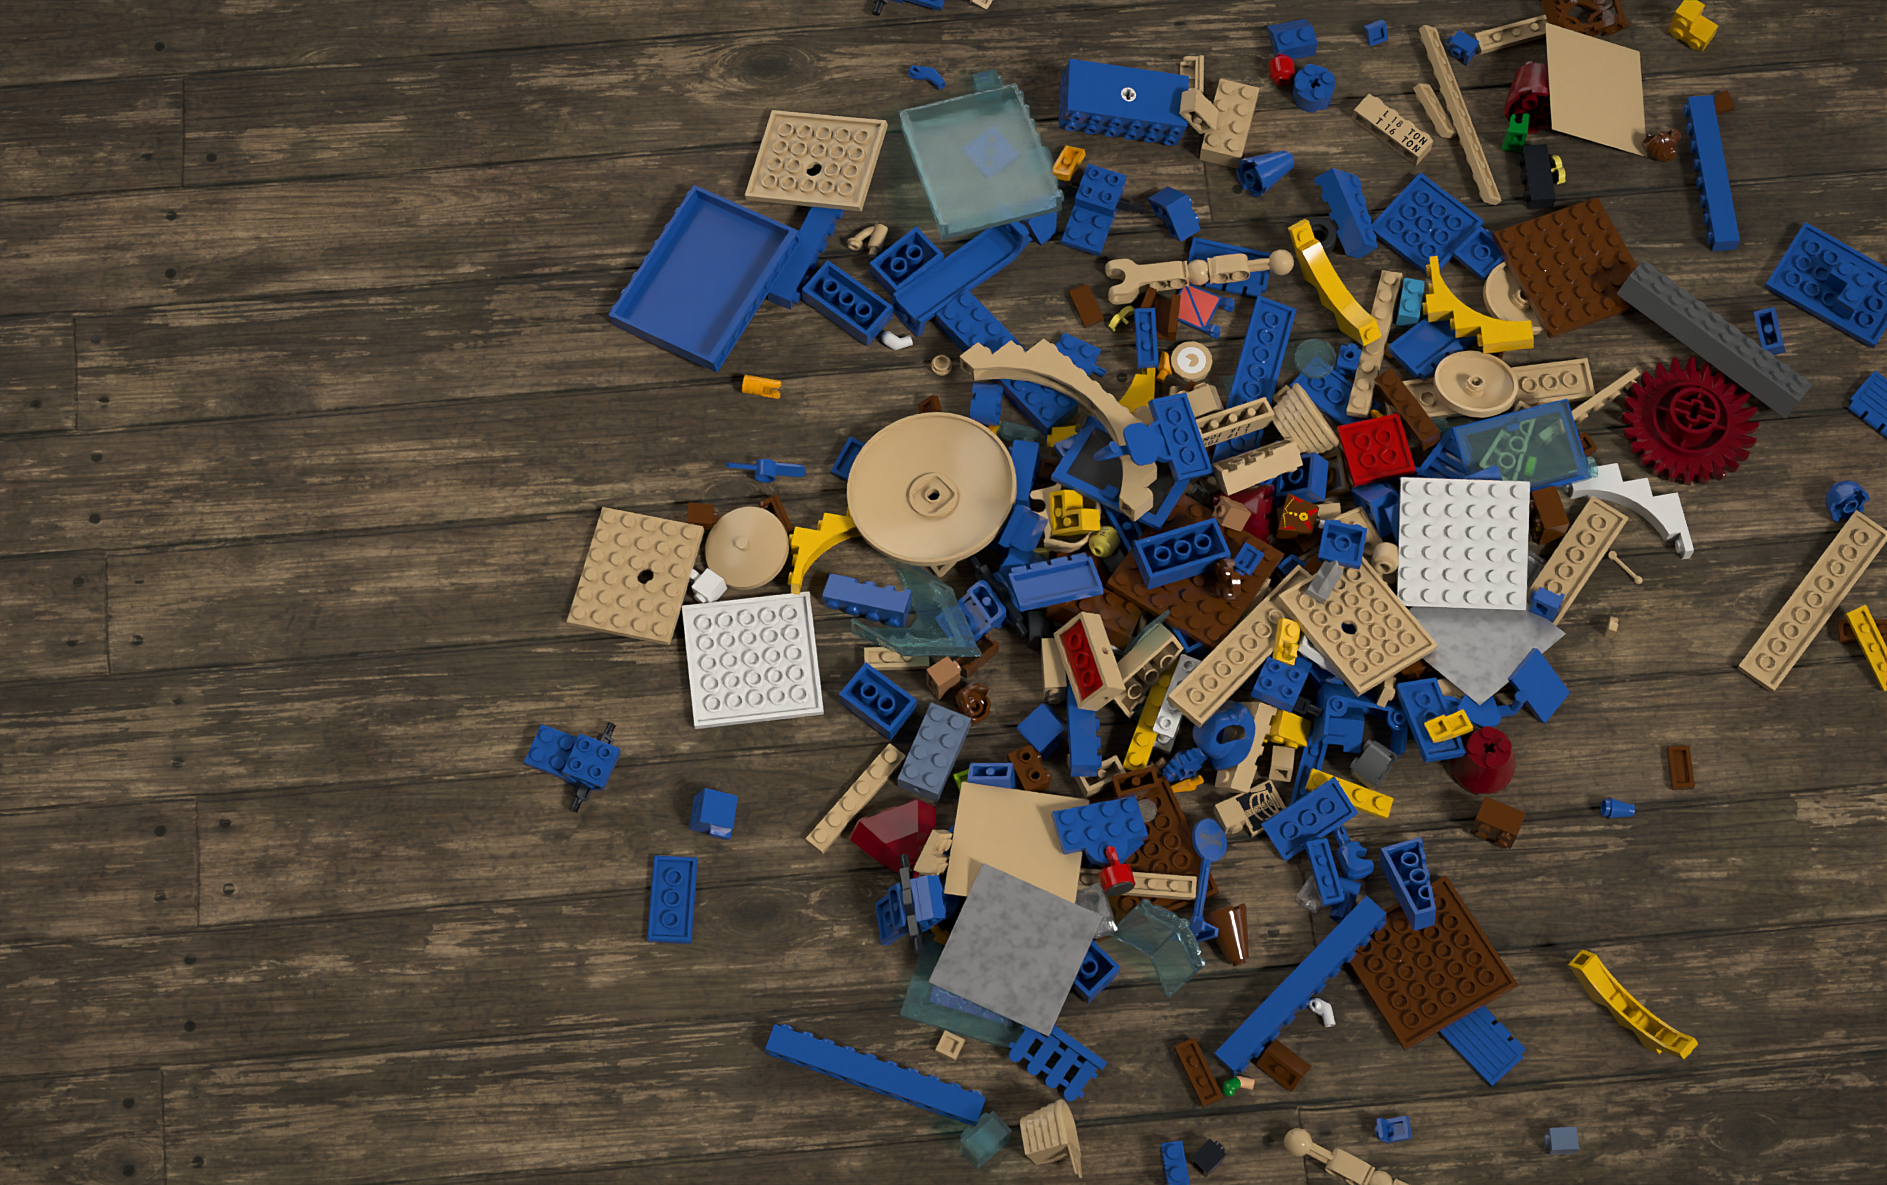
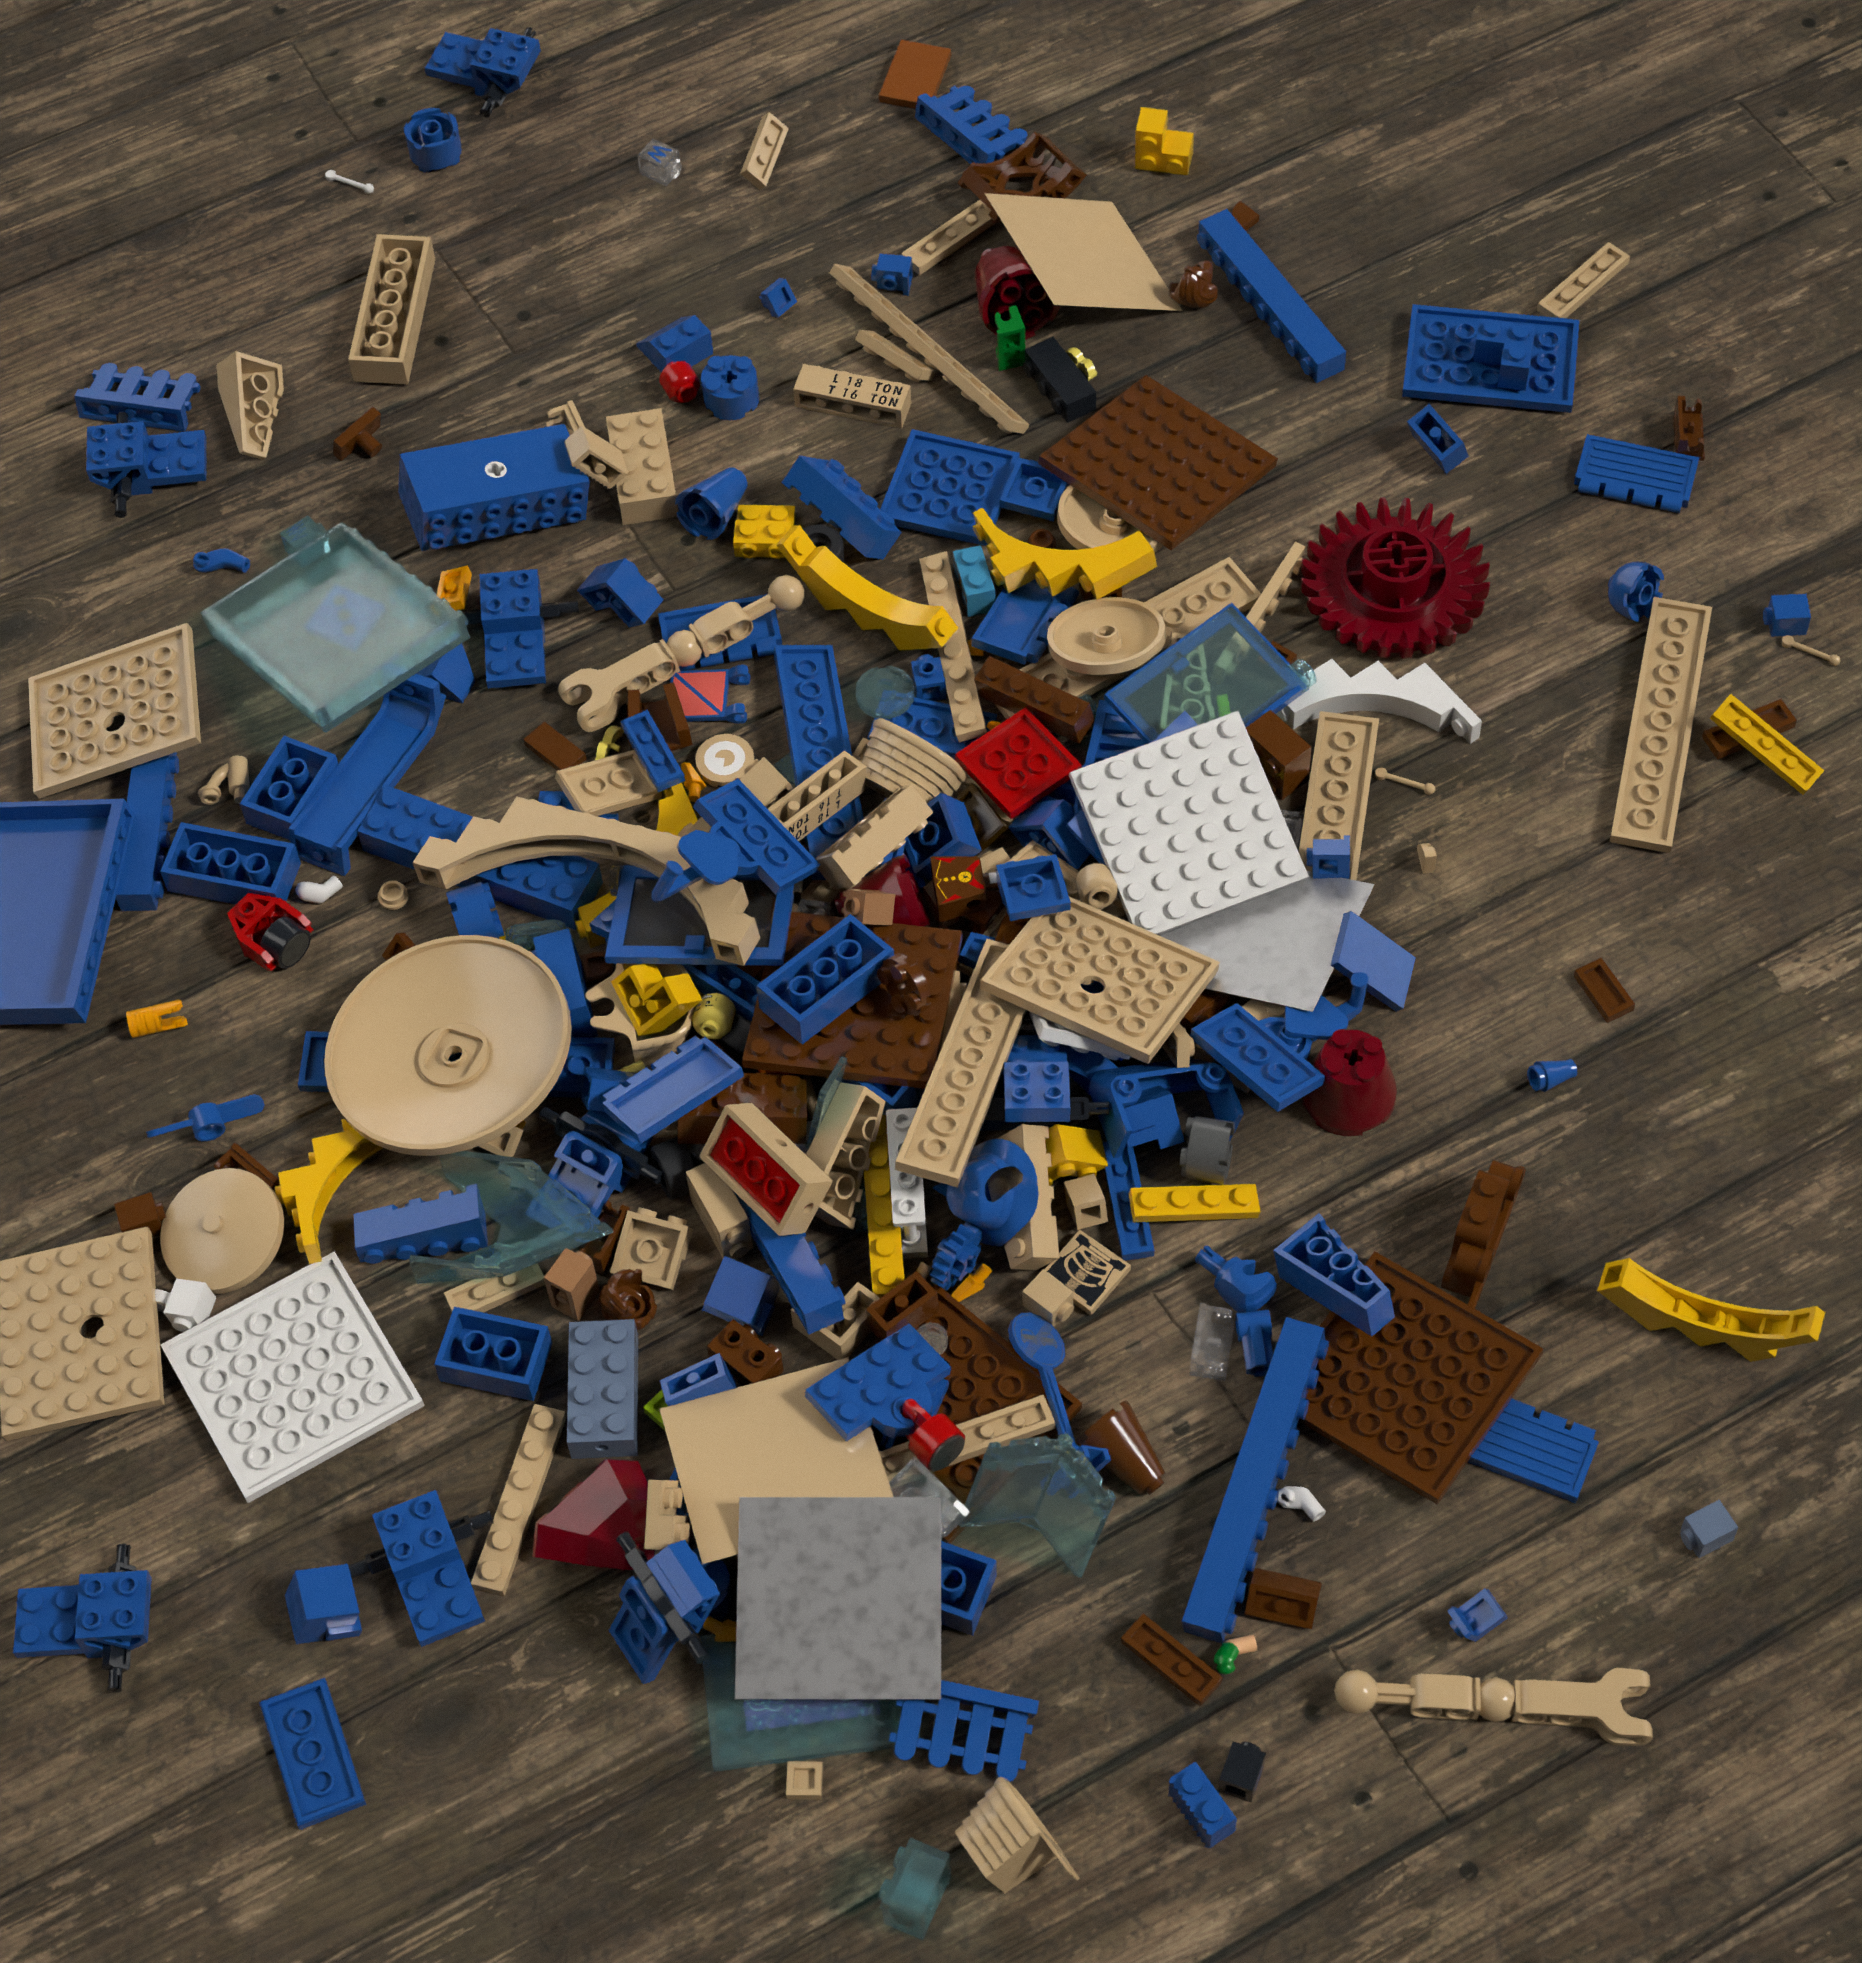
camera: 20 degrees left, 10 degrees down
(784, 816) = (427, 1565): none -> blue piece
(862, 368) = (280, 933): none -> red piece
(875, 1075) = (714, 1869): blue brick -> none
(1002, 674) = (652, 1246): none -> tan plate
(1023, 529) = (596, 1040): blue plate -> none
(1054, 21) = (359, 435): none -> reddish brown tile
(1107, 347) = (607, 784): none -> tan tile
(1247, 559) = (920, 949): blue bracket -> none
(1286, 641) = (1019, 1033): yellow hinge -> none
(1289, 204) = (760, 529): none -> yellow plate
(1309, 818) = (1158, 1254): blue plate -> none
(1324, 581) = (1033, 939): light grey tile -> none
(1324, 872) = (1213, 1313): blue hinge -> none
(1448, 727) = (1287, 1052): yellow slope -> none
(1468, 293) = (1042, 538): none -> reddish brown plate
(1497, 823) = (1409, 1153): reddish brown brick -> none
(1519, 891) = (1481, 1229): none -> reddish brown brick
(1714, 339) = (1376, 468): dark grey brick -> none

